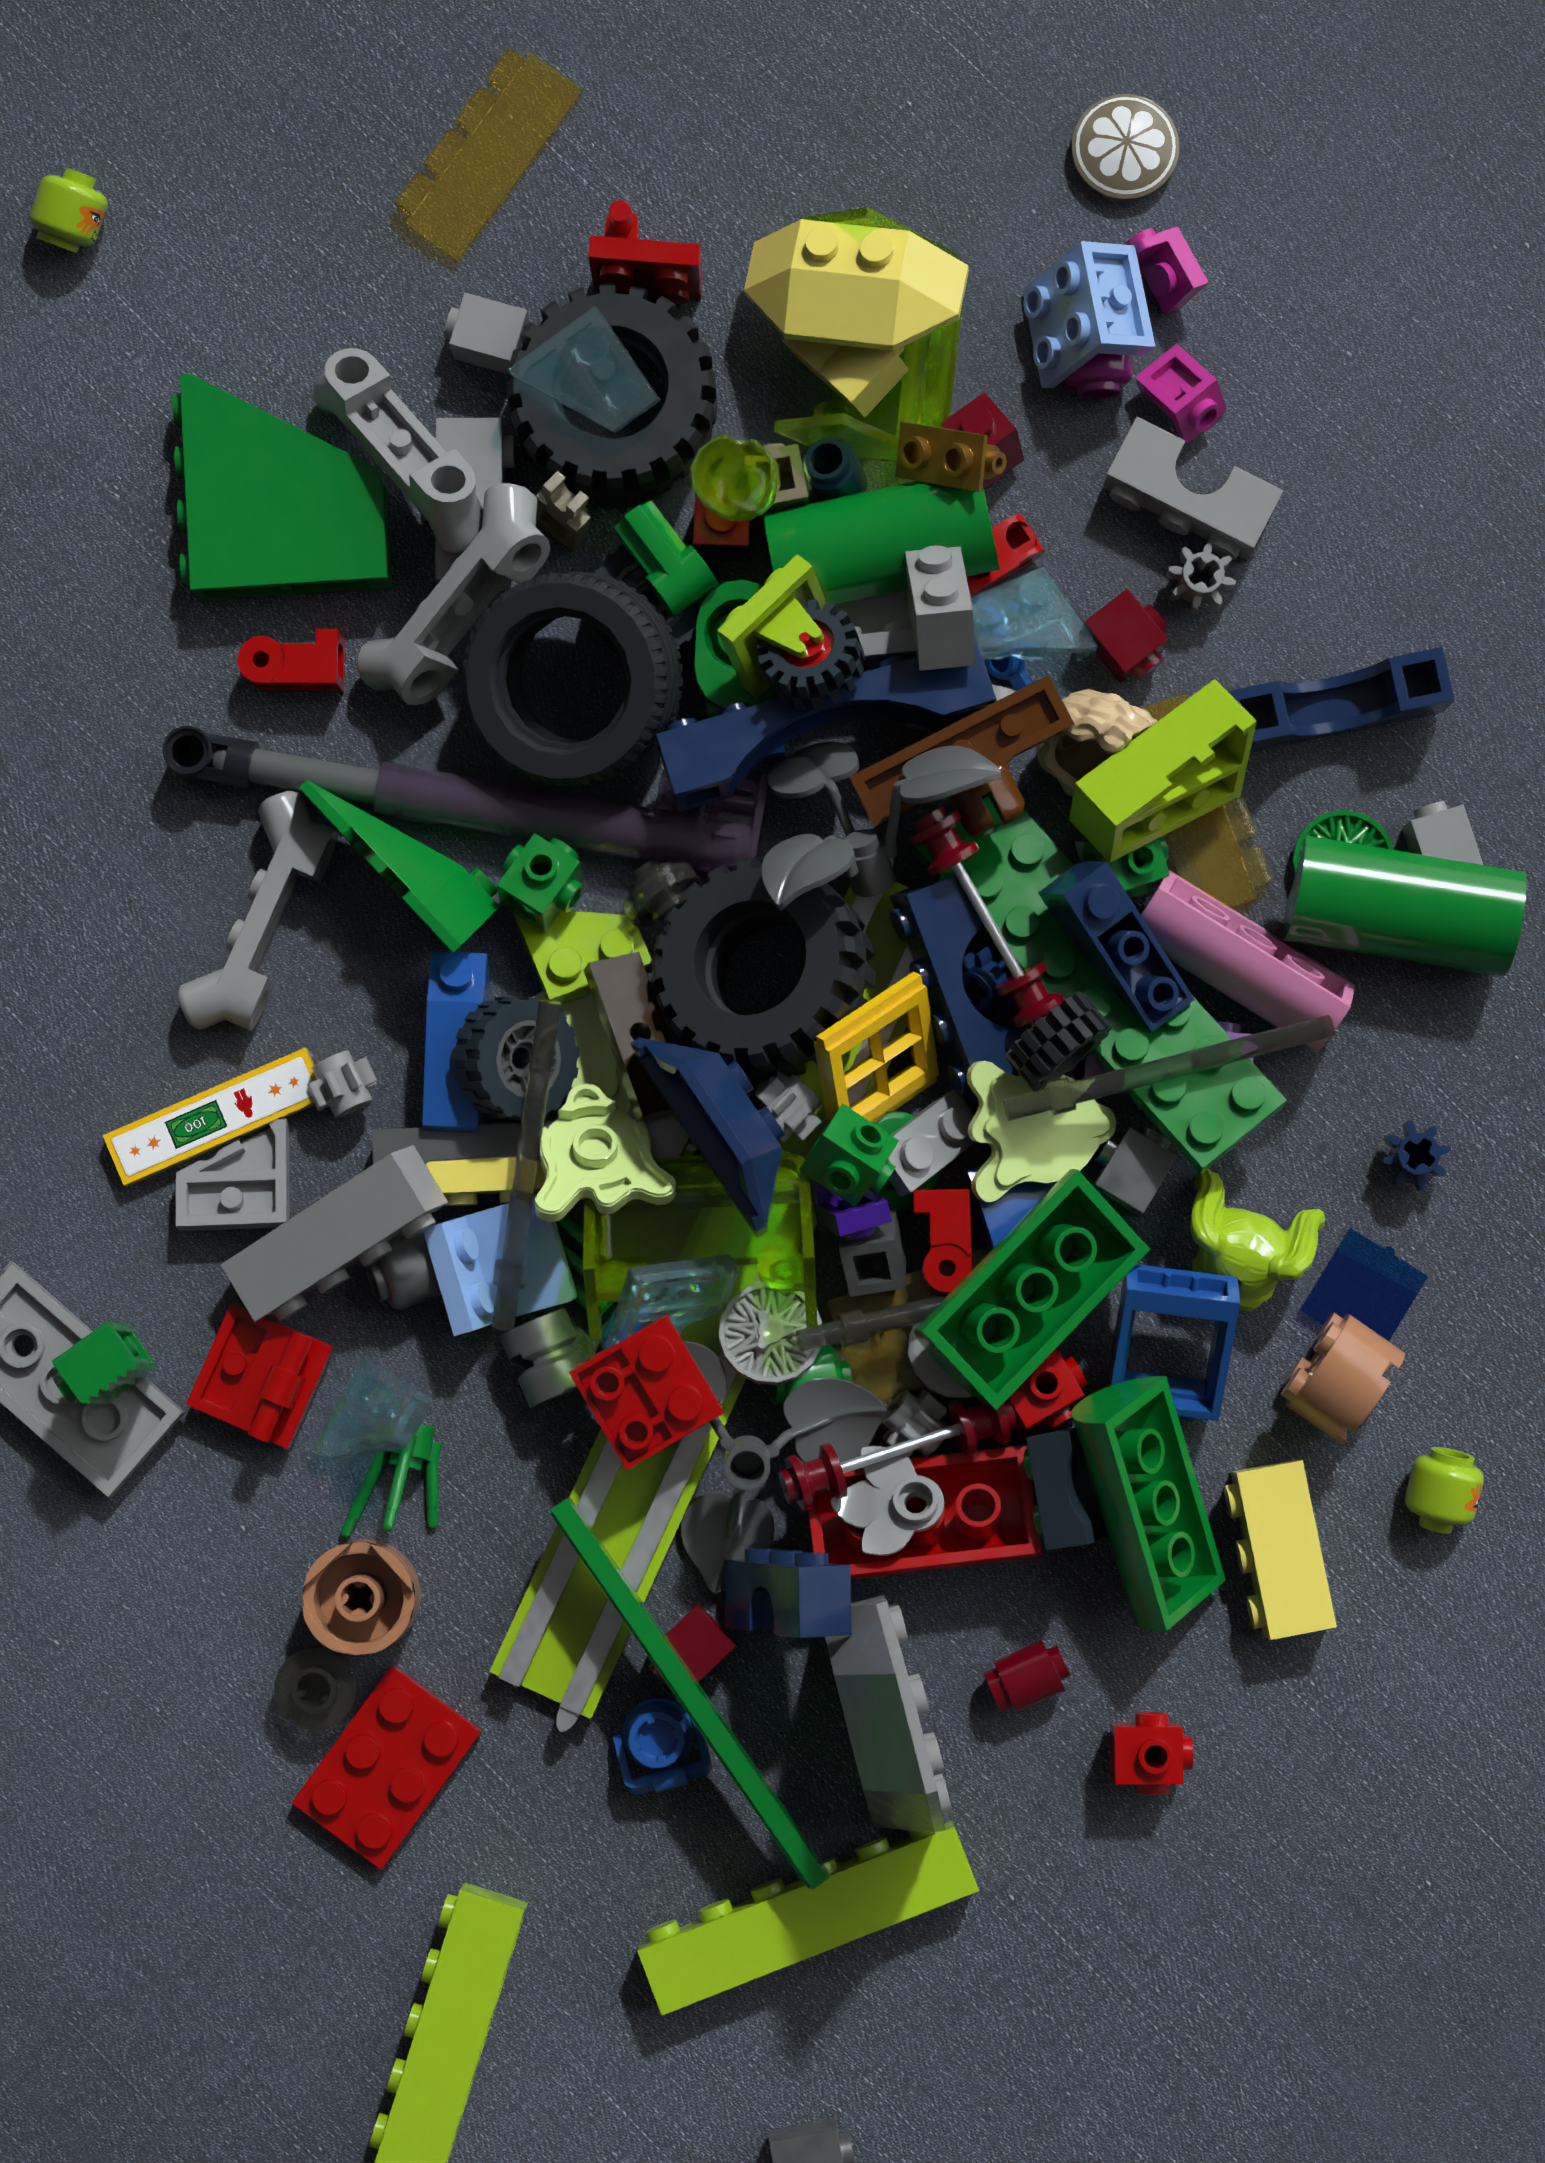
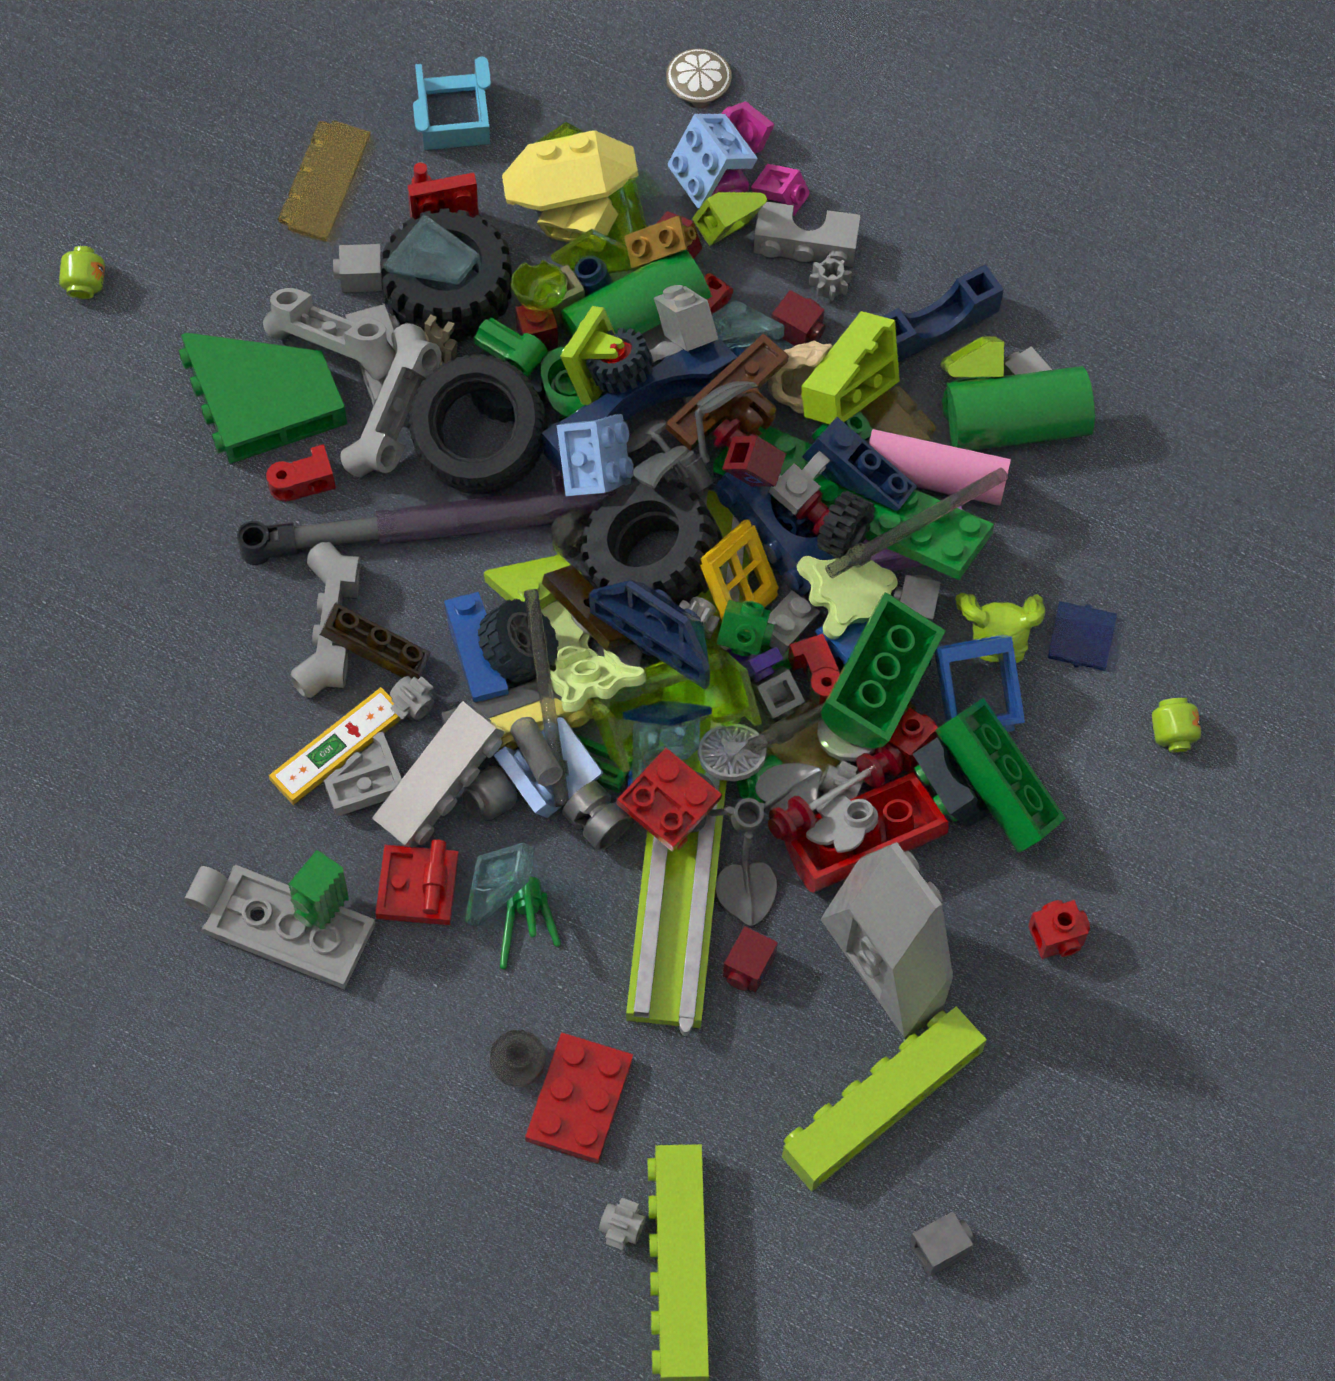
camera: 25 degrees left, 20 degrees down
(287, 963) = (374, 642): none -> dark brown tile
(329, 1593) = (523, 971): nougat brick -> none
(380, 1977) = (622, 1223): none -> light grey gear
(429, 883) = (418, 564): green wedge -> none
(485, 1238) = (530, 757): none -> light grey piece
(541, 881) = (497, 546): green brick -> none
(659, 1738) = (749, 1026): blue piece -> none
(668, 86) = (453, 134): none -> medium azure piece
(688, 1260) = (667, 713): none -> piece
(690, 1693) = (761, 971): green tile -> none
(722, 807) = (595, 455): none -> light blue bracket
(788, 1593) = (806, 882): arch -> none
(952, 901) = (754, 461): none -> dark red brick
(1010, 950) = (799, 485): none -> light grey plate
(1027, 1677) = (967, 911): dark red brick -> none
(1074, 430) = (727, 213): none -> lime tile
(1280, 1550) = (1092, 789): light yellow brick -> none
(1342, 1378) = (1090, 674): nougat brick -> none
(1386, 804) = (978, 359): none -> lime tile
(1399, 1157) = (1081, 555): dark blue gear -> none

